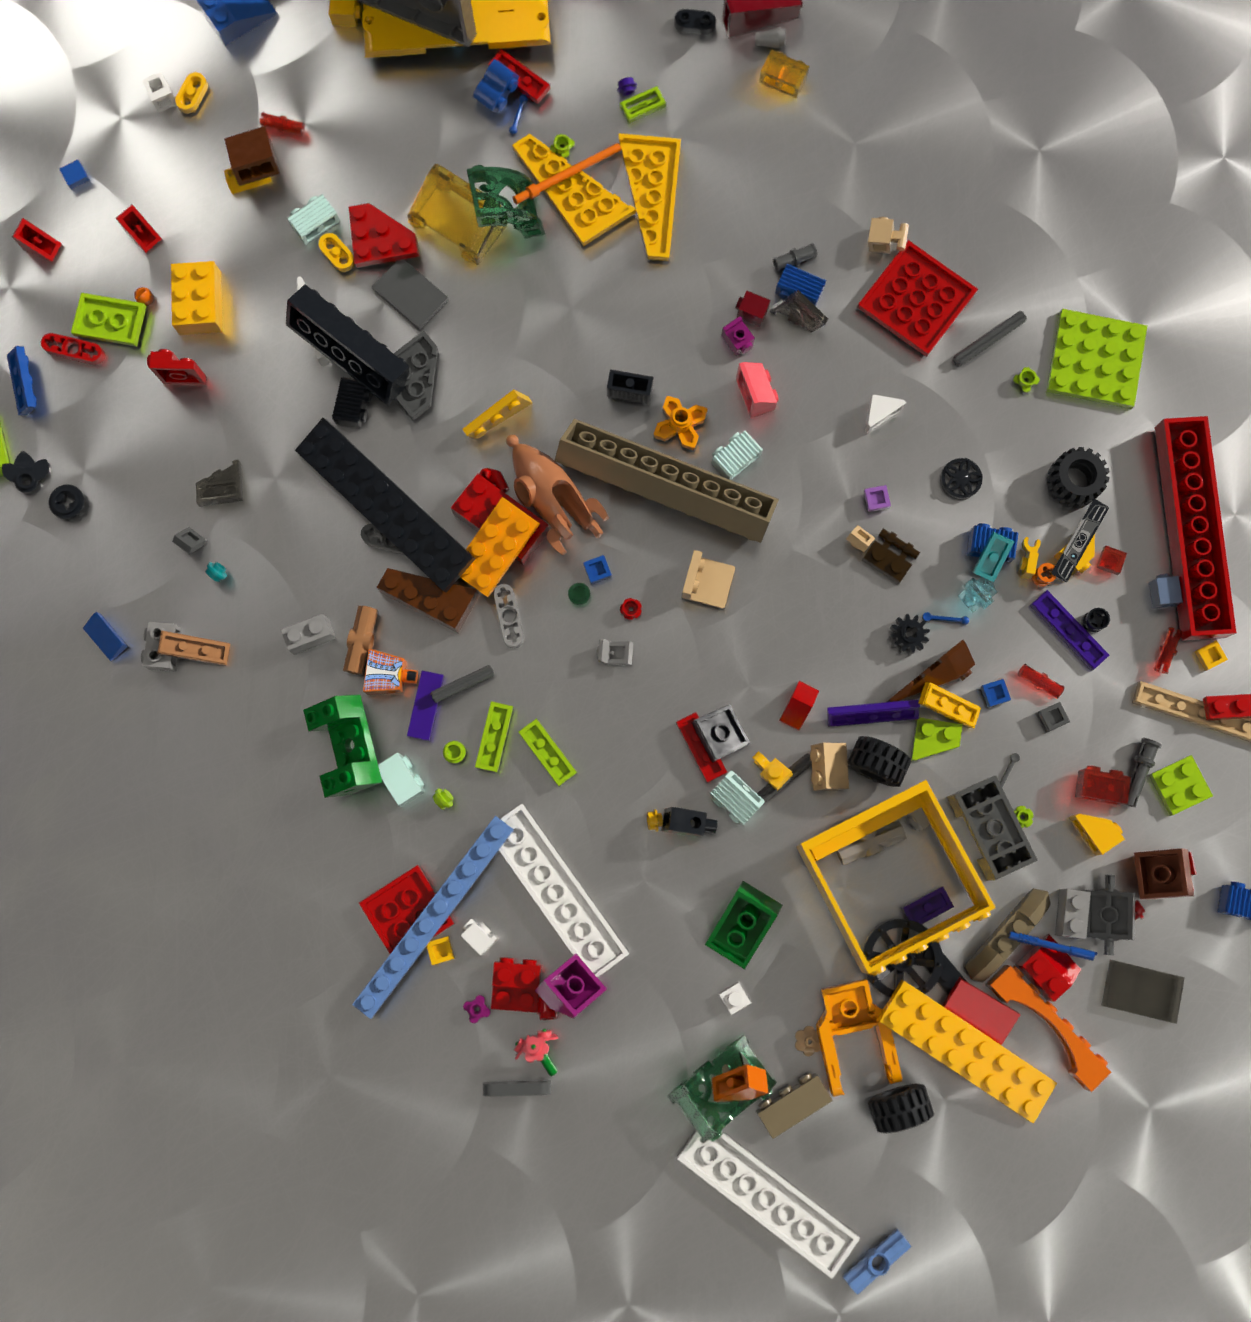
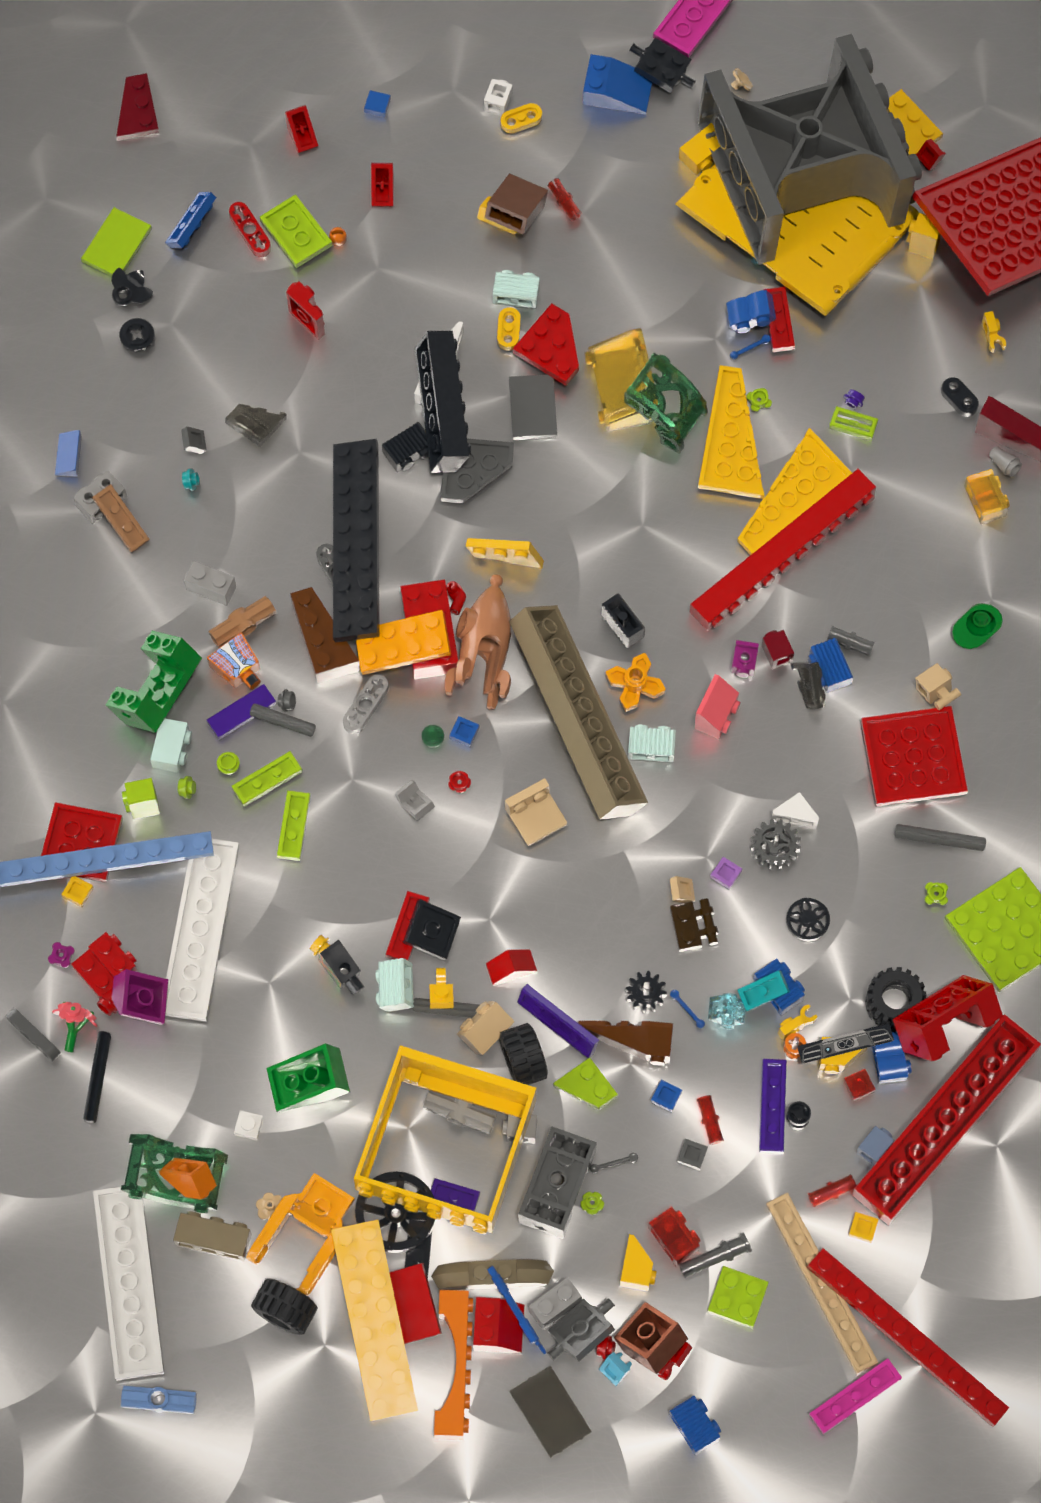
camera: 45 degrees right, 10 degrees down
(196, 298) = (373, 271): yellow brick -> none
(420, 840) = (141, 798): none -> lime brick
(450, 666) = (287, 700): none -> dark grey plate
(478, 936) = (112, 906): white brick -> none
(534, 189) = (696, 412): orange bar -> none
(593, 1072) = (97, 1077): none -> black axle
(686, 236) = (782, 550): none -> red brick
(869, 166) = (977, 625): none -> green piece
(886, 438) = (766, 841): none -> dark grey gear
(949, 705) = (620, 1068): yellow tile -> none
(1117, 523) = (891, 1062): none -> blue brick
(1129, 476) = (964, 998): none -> red plate
(1156, 918) = (615, 1368): none -> medium azure tile

